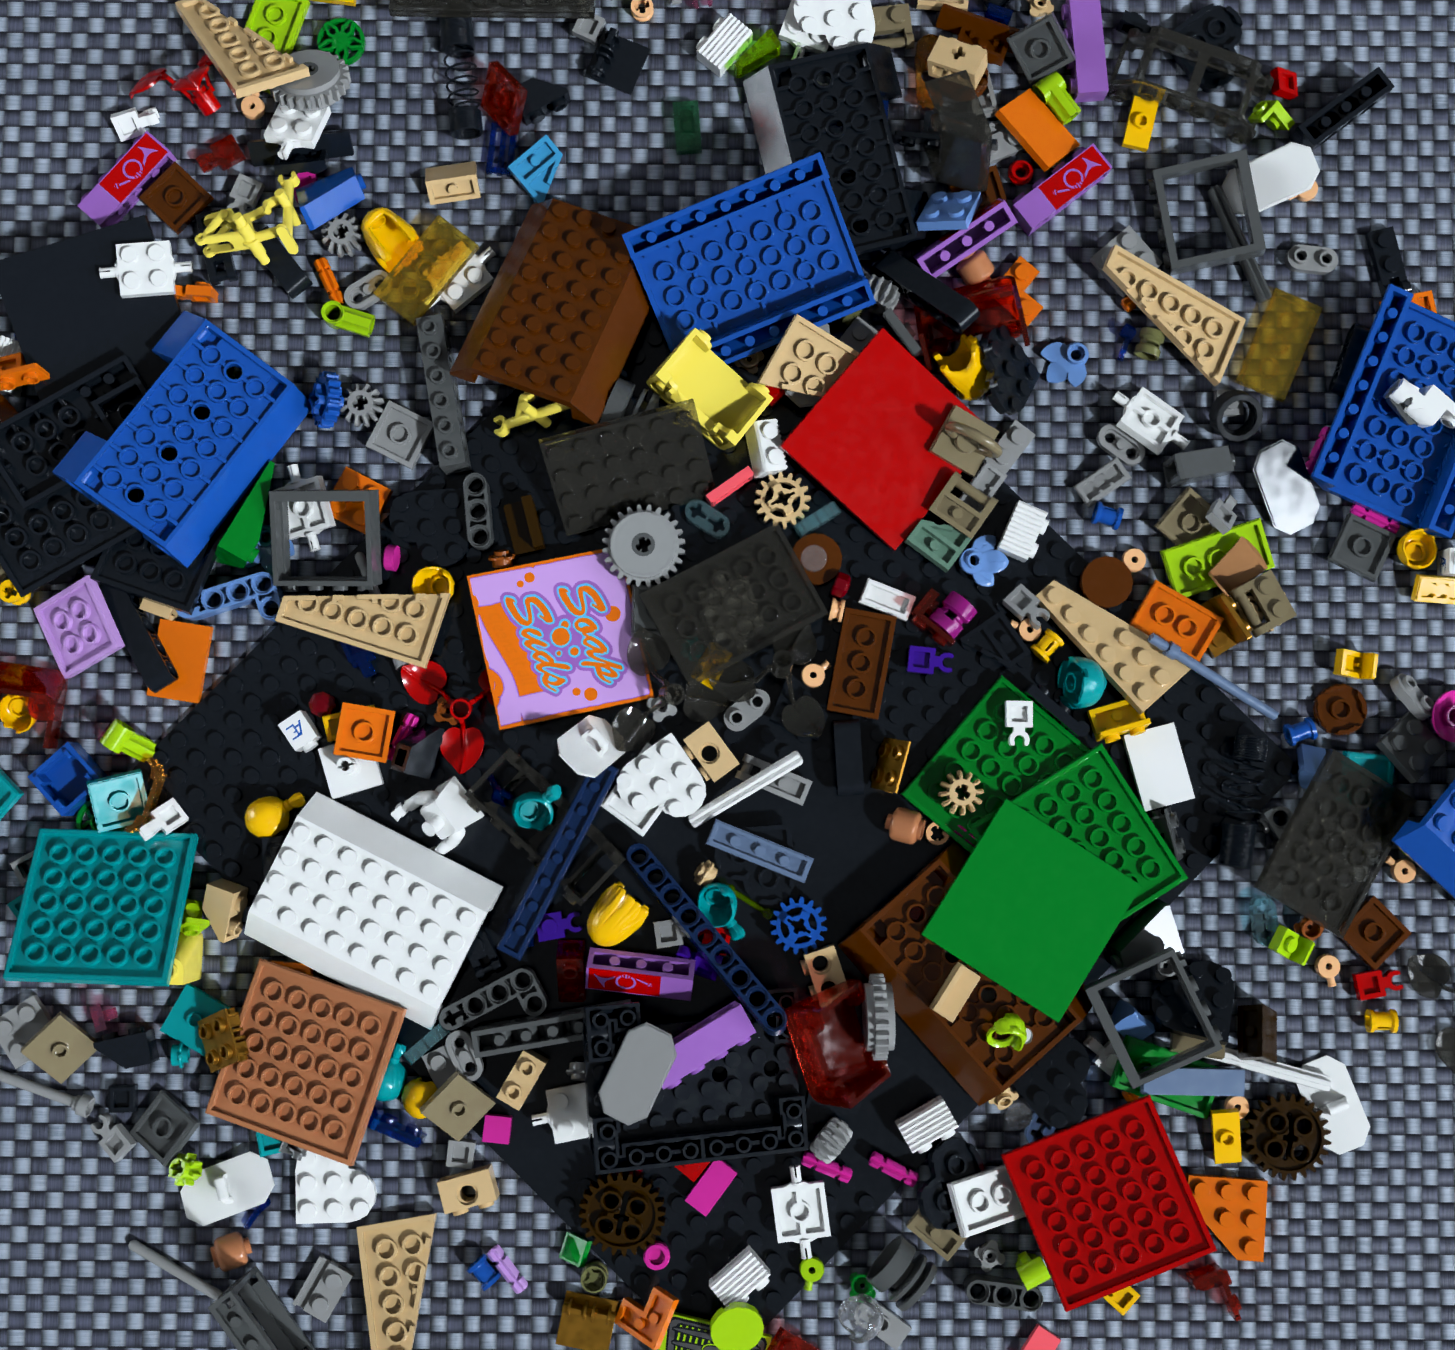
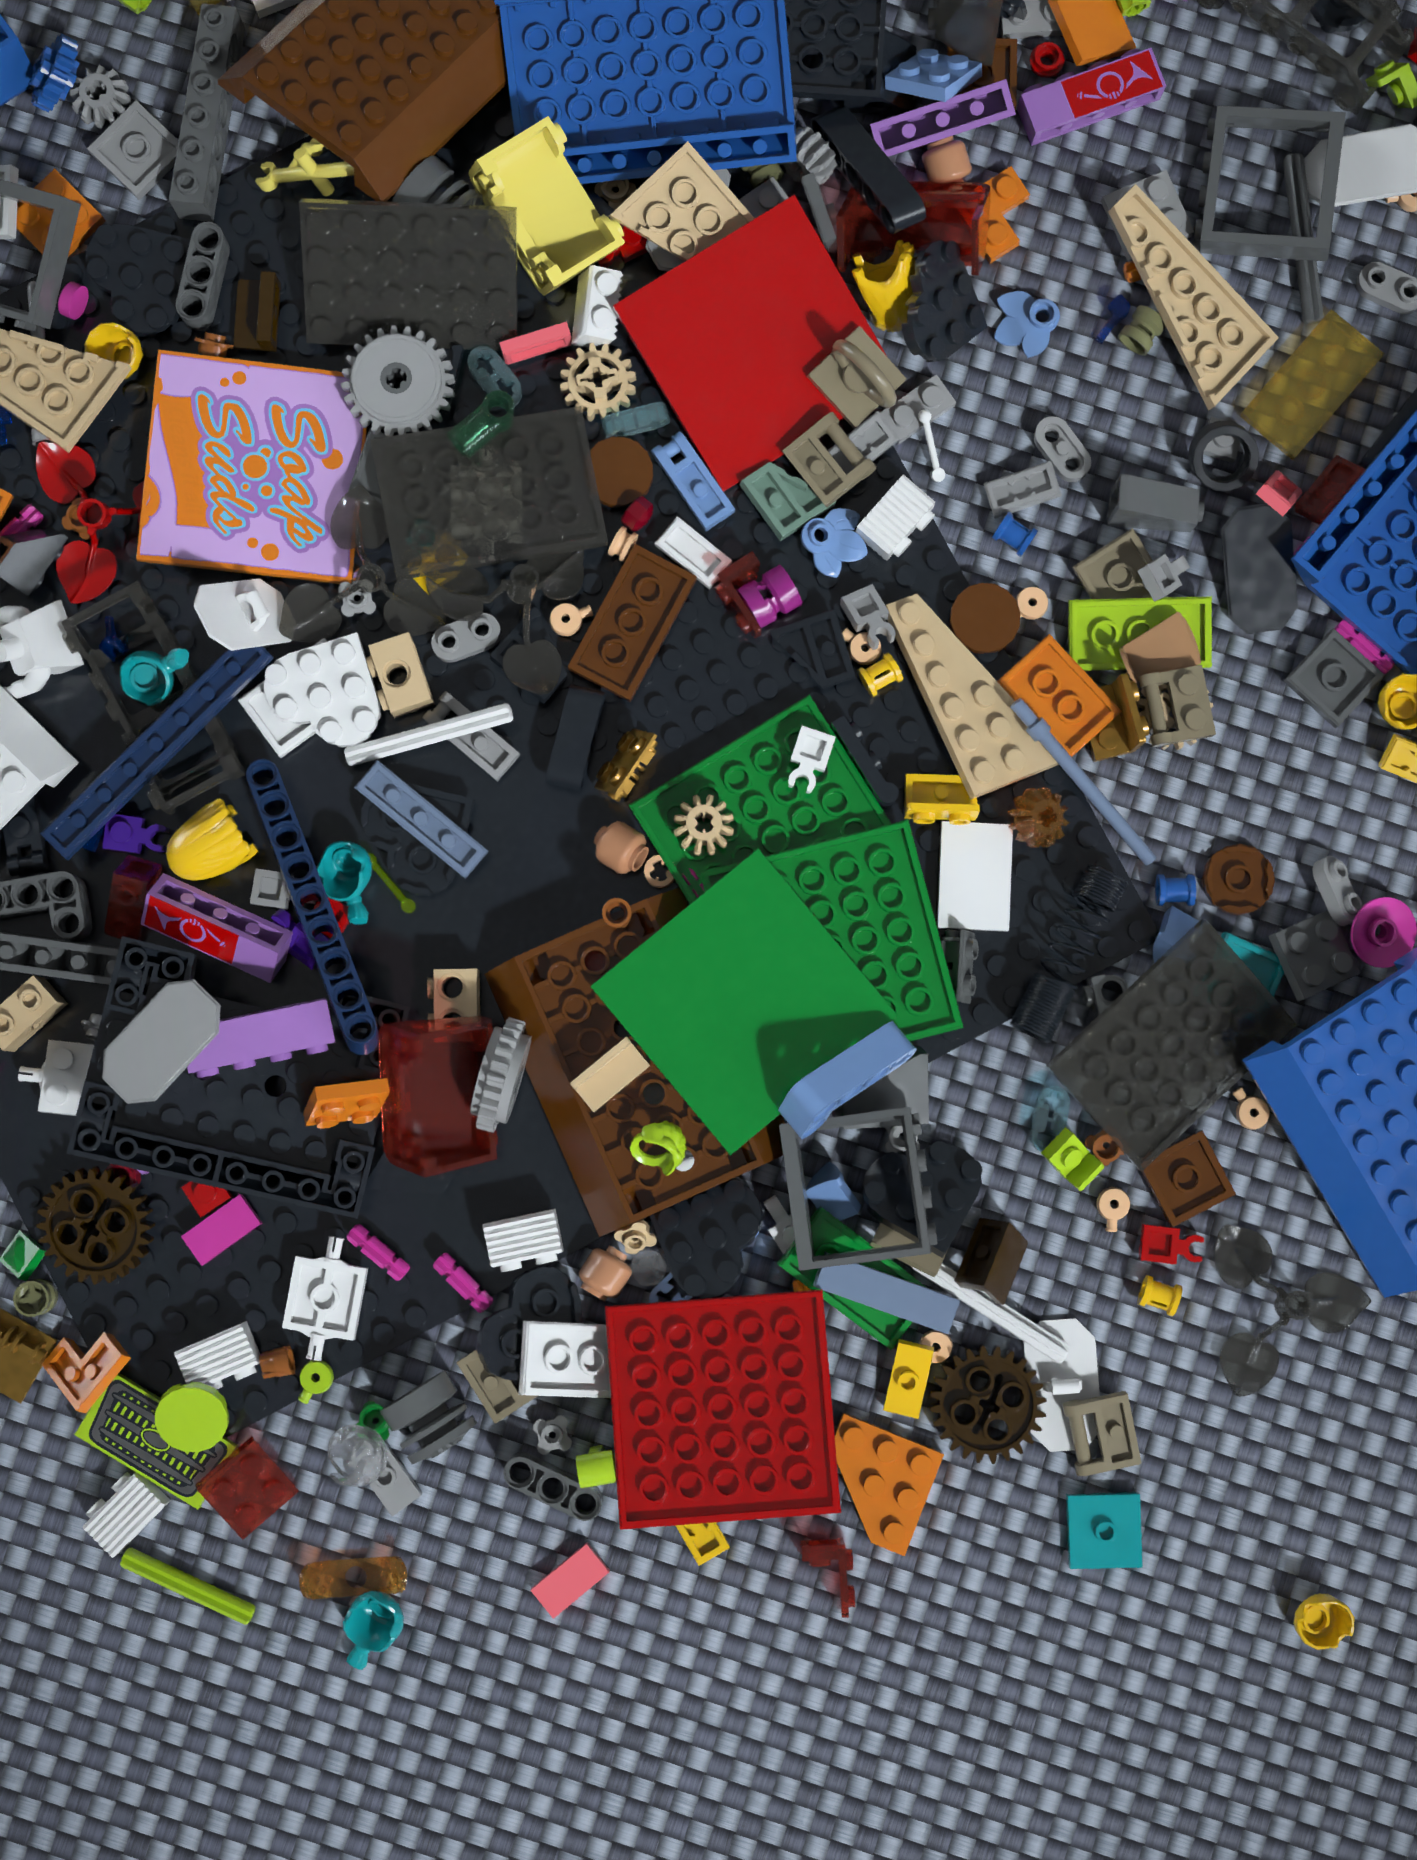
camera: 20 degrees right, 0 degrees up
(656, 1255) = (123, 1296): dark pink tile -> none
(705, 873) = (343, 827): tan plate -> none
(716, 560) = (482, 426): none -> clear green piece
(781, 1069) = (346, 1102): none -> orange plate
(781, 1268) = (277, 1362): none -> dark orange hose
(792, 936) = (453, 919): blue gear -> none
(813, 558) = (614, 468): clear tile -> none
(831, 1140) = (392, 1217): light grey gear -> none
(871, 549) = (694, 482): none -> medium blue plate
(923, 660) = (714, 644): dark purple plate -> none
(931, 877) = (616, 903): none -> dark orange hose
(990, 1130) = (605, 1273): none -> nougat head
(1037, 489) = (937, 474): none -> white hinge
(1081, 682) = (909, 734): teal cylinder -> none
(1123, 944) = (844, 1077): none -> medium blue beam
(1140, 124) = (1223, 44): yellow plate -> none
(1150, 420) = (1109, 428): white plate -> none
(1191, 712) = (1038, 817): none -> clear orange gear
(1283, 430) = (1279, 492): none -> coral tile
(1316, 416) = (1328, 489): none -> clear red plate
(1355, 664) = (1275, 825): yellow bracket -> none
(1380, 1126) = (1114, 1433): none -> dark tan plate
(1395, 1198) = (1104, 1530): none -> teal plate

